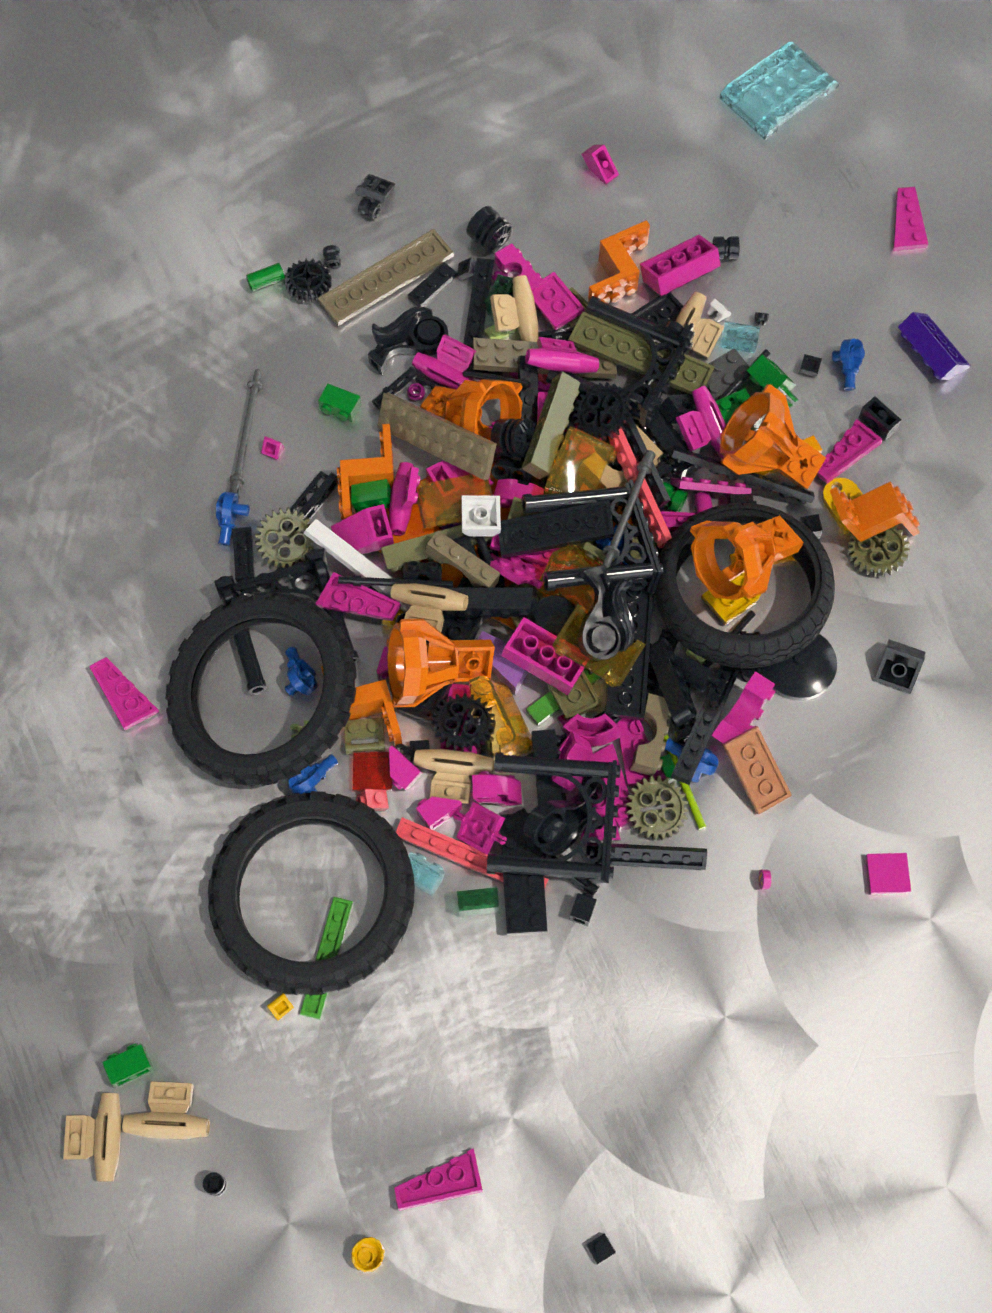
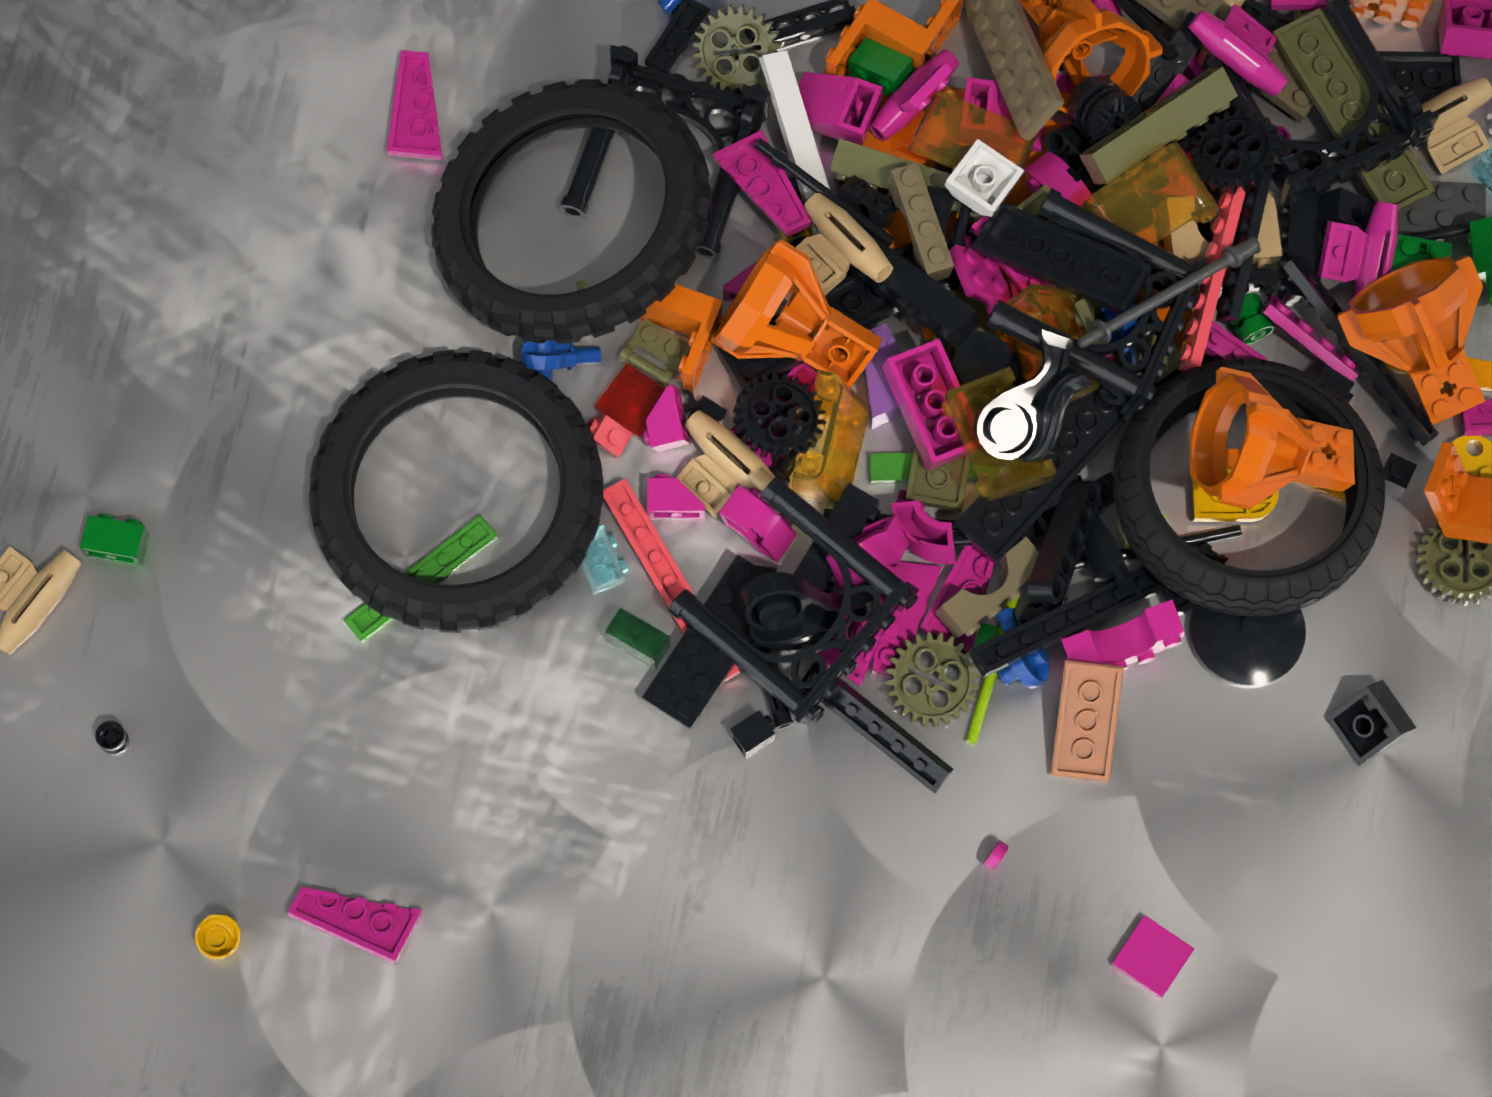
camera: 35 degrees right, 5 degrees up
(168, 1114) = (115, 628): tan plate -> none
(280, 1006) = (327, 595): yellow slope -> none
(299, 674) = (632, 239): blue pin -> none
(480, 827) = (704, 554): dark pink plate -> none
(702, 501) = (1286, 351): dark pink piece -> none

